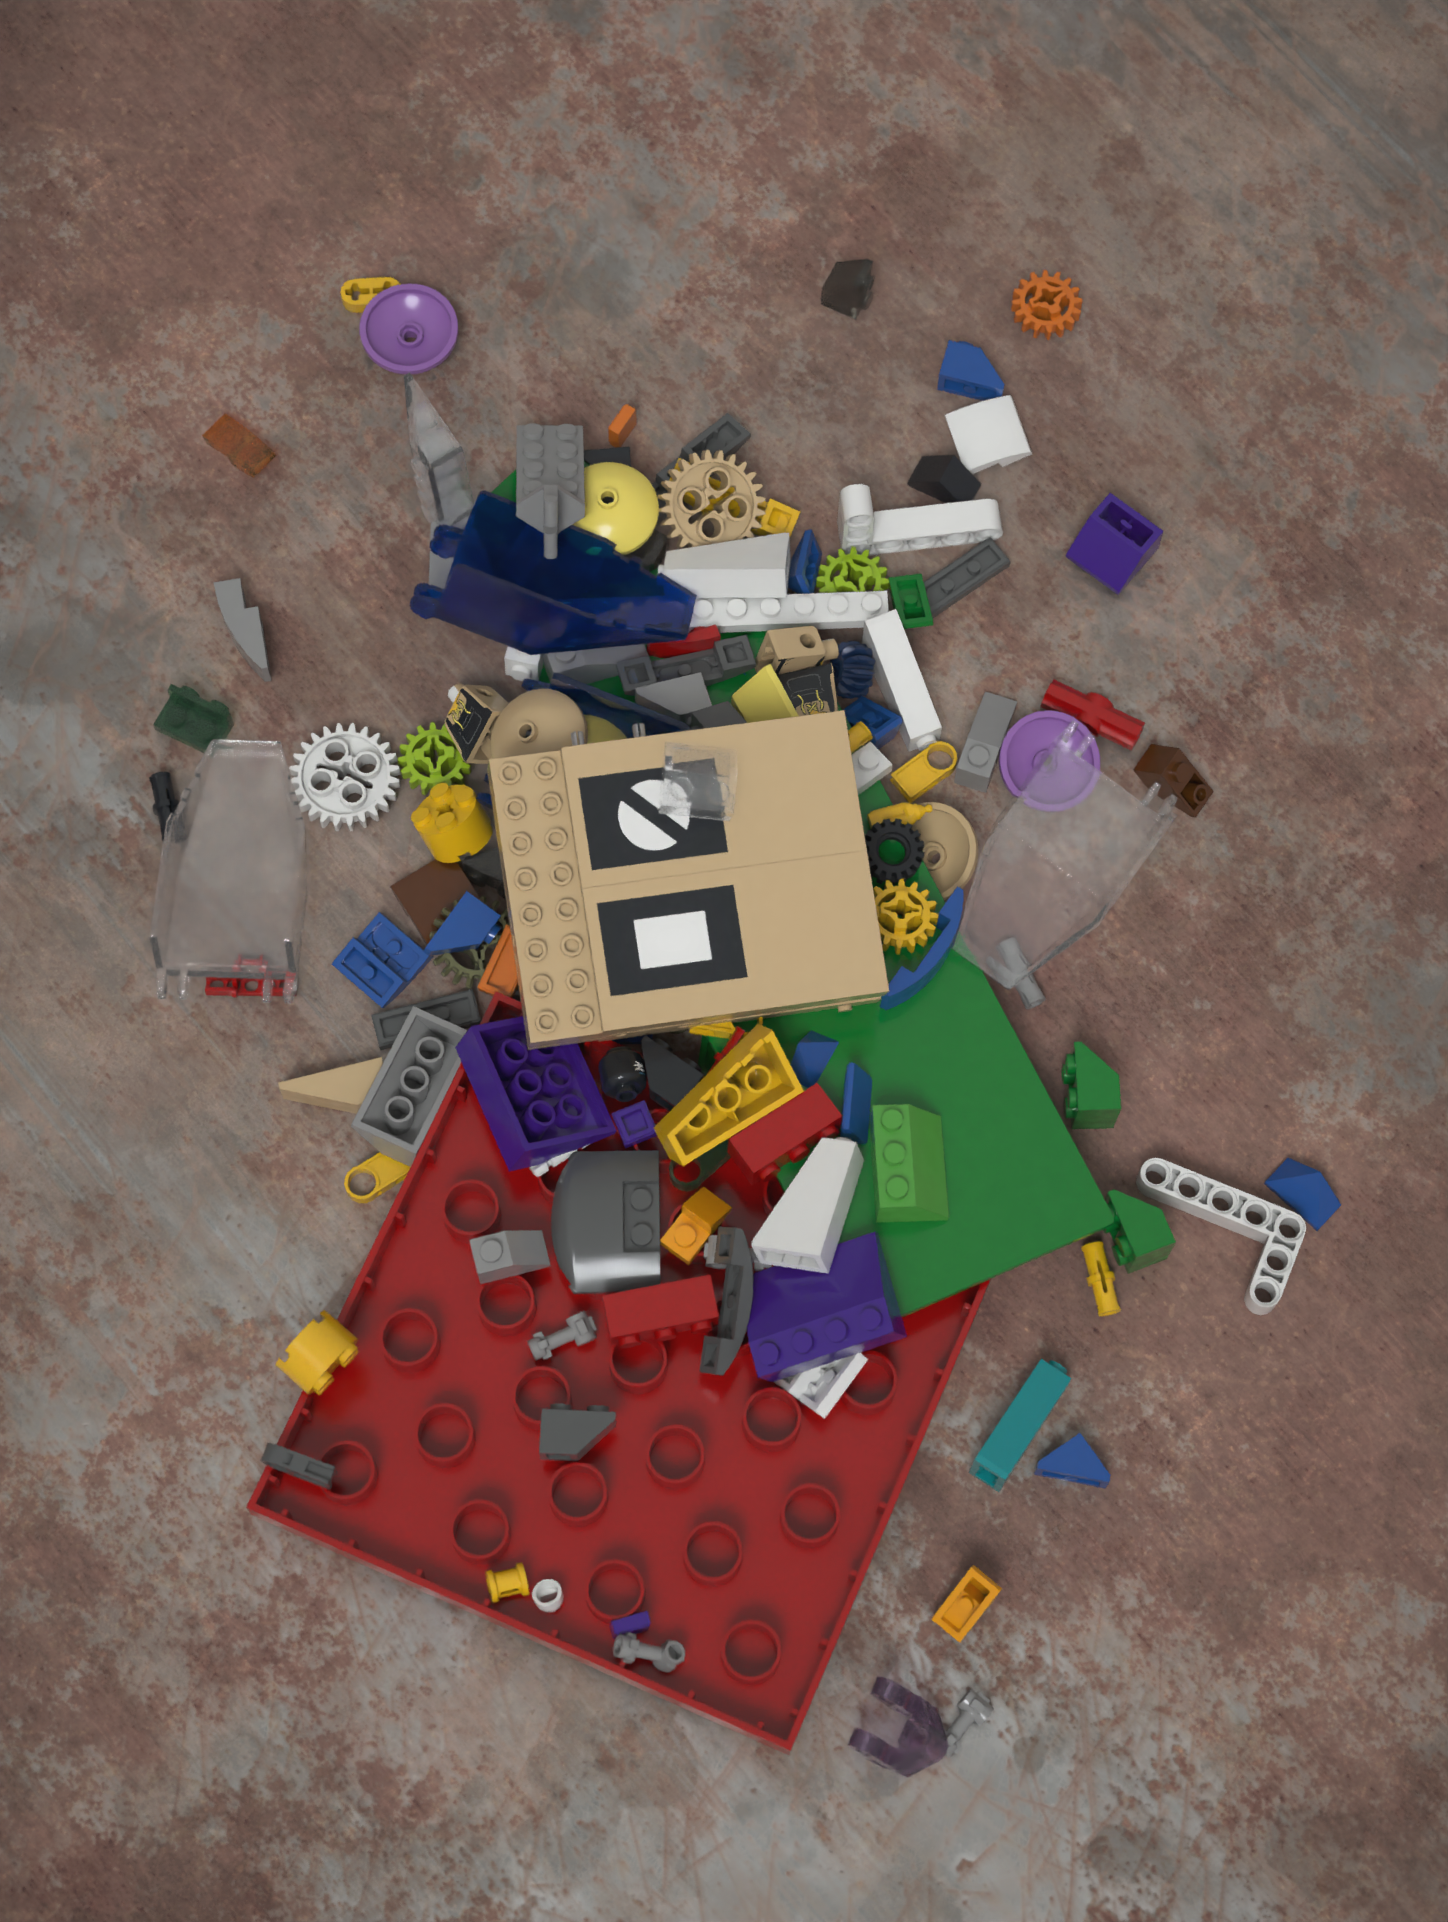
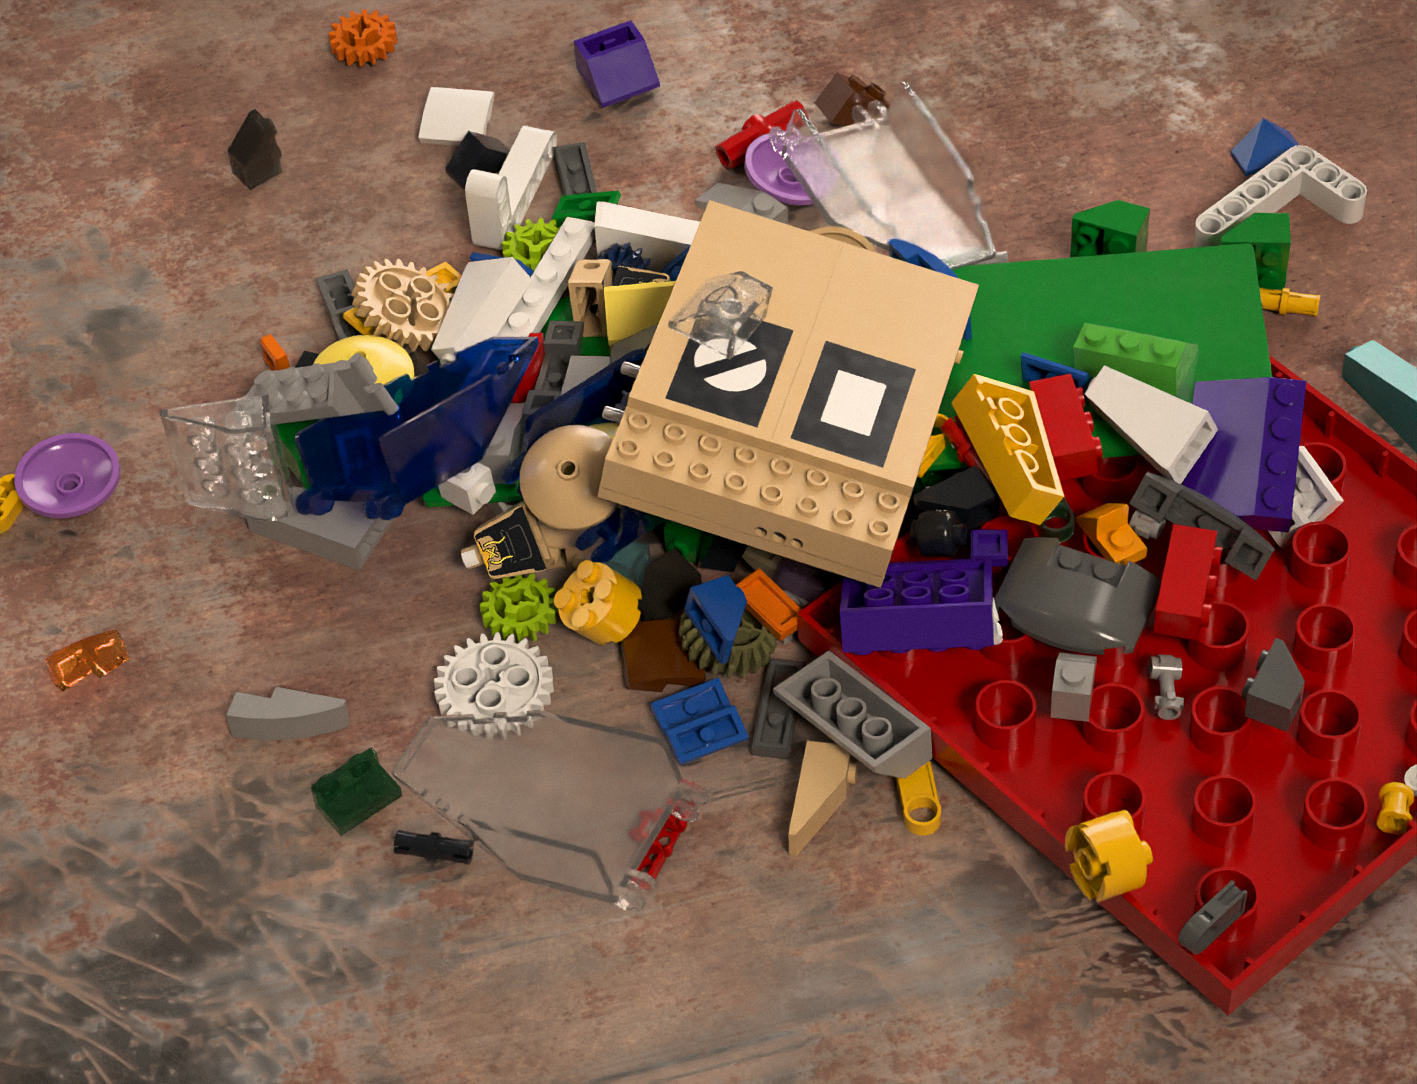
camera: 60 degrees left, 20 degrees down
(969, 373) = (392, 106): blue slope -> none

